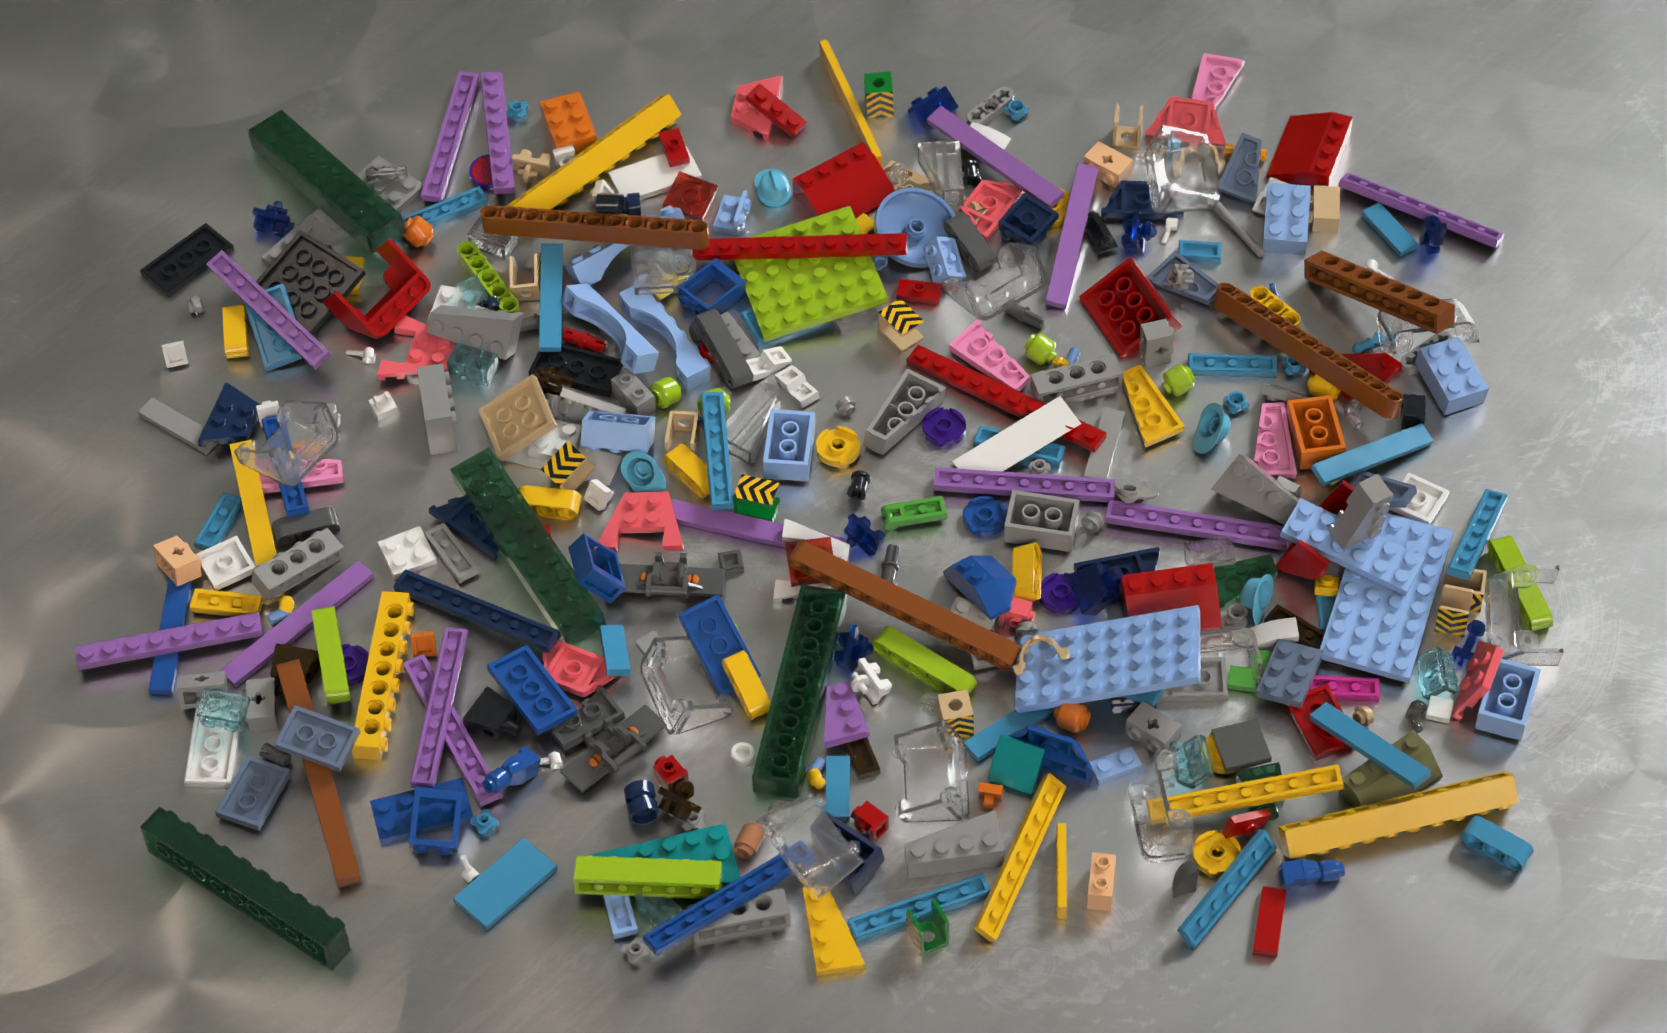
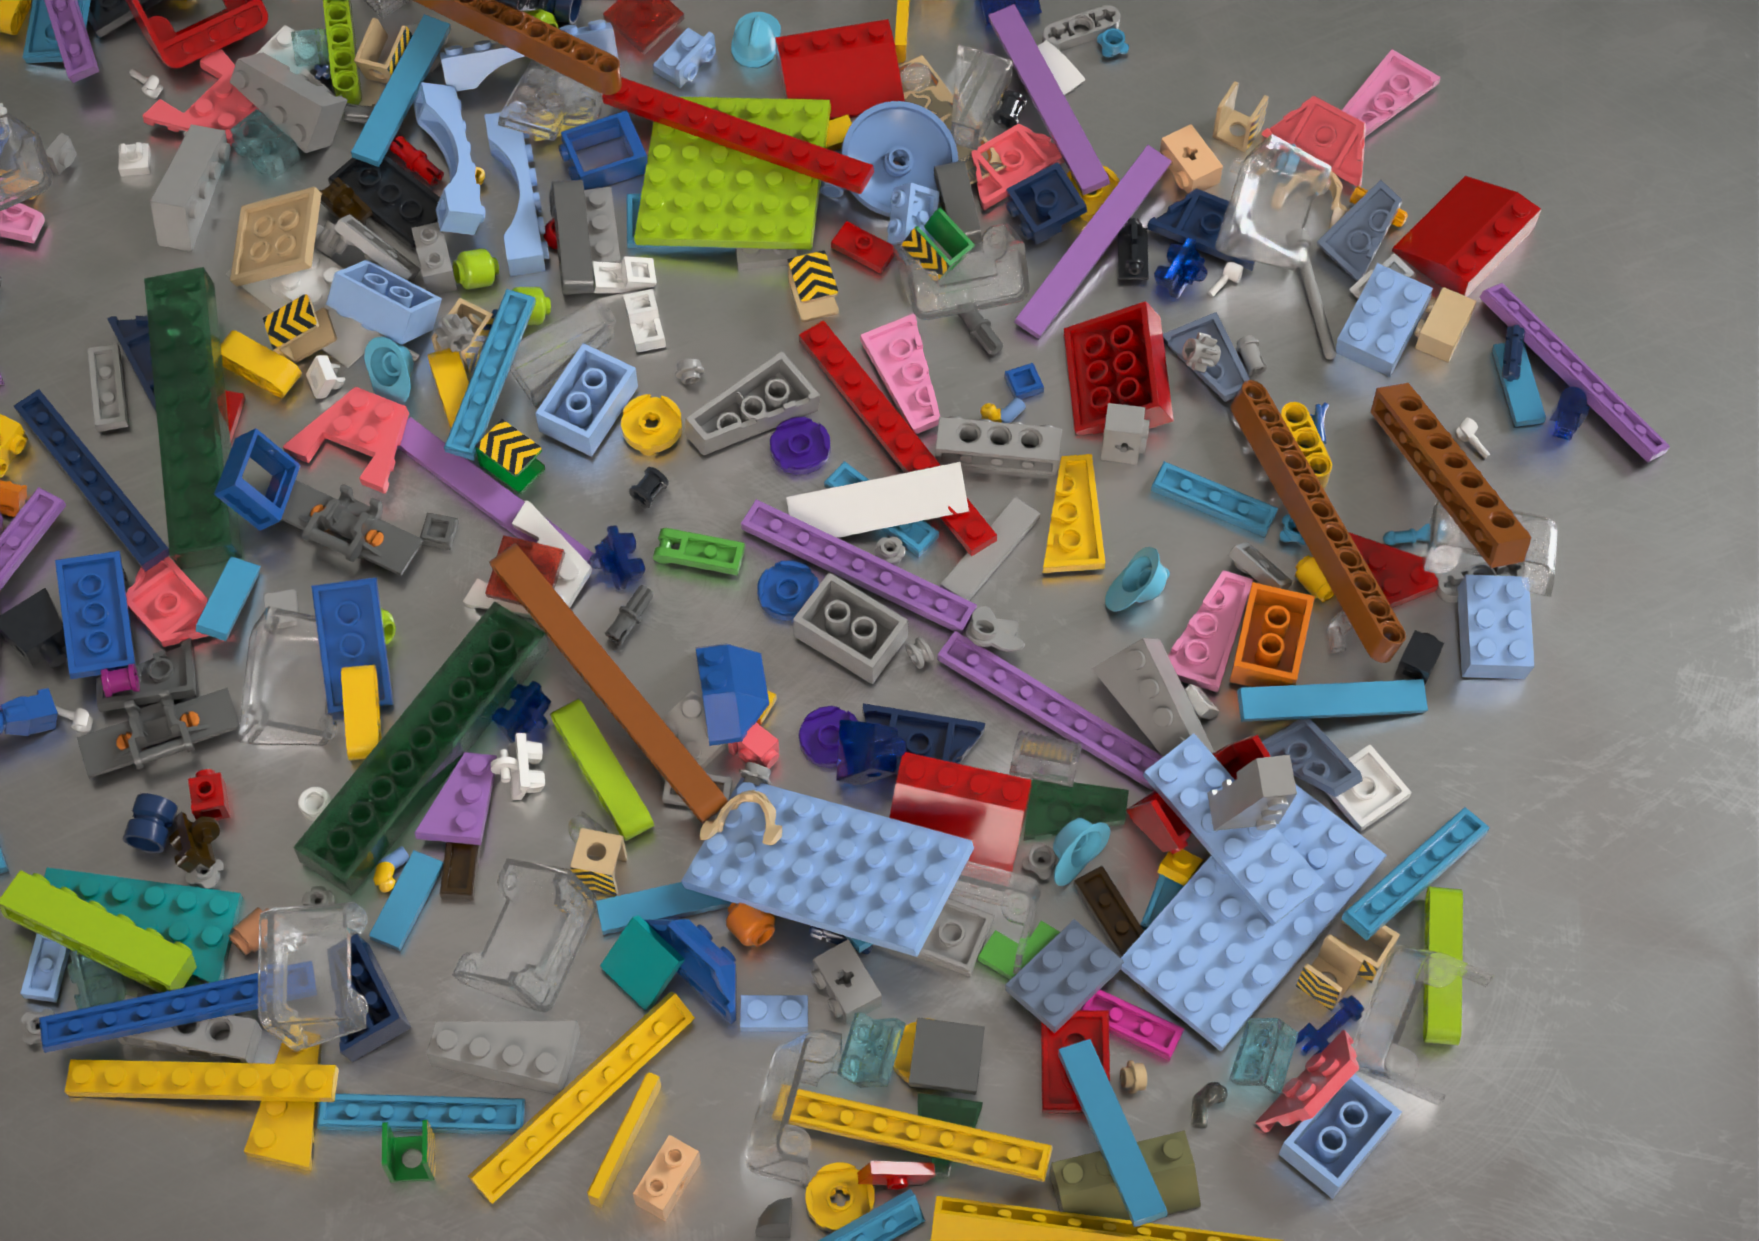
camera: 20 degrees right, 10 degrees up
(407, 551) = (58, 366): white plate -> none
(573, 722) = (120, 680): none -> magenta bush
(681, 431) = (454, 332): none -> light grey gear
(765, 939) = (202, 1080): none -> yellow plate
(870, 821) = (418, 966): red brick -> none
(973, 266) = (947, 235): none -> green piece
(990, 793) = (590, 990): orange tile -> none
(1027, 571) = (796, 693): yellow beam -> none
(1040, 349) = (974, 384): lime head -> none
(1070, 337) = (1024, 381): none -> blue tile
(1178, 380) = (1130, 495): lime head -> none
(1200, 251) = (1247, 321): dark azure tile -> none
(1212, 271) = (1248, 349): none -> light grey pin
(1232, 399) = (1192, 546): dark azure plate -> none
(1271, 631) = (1067, 903): white slope -> none
(1378, 210) = (1513, 353): none -> dark blue axle
(1439, 709) = (1244, 1107): white tile -> none

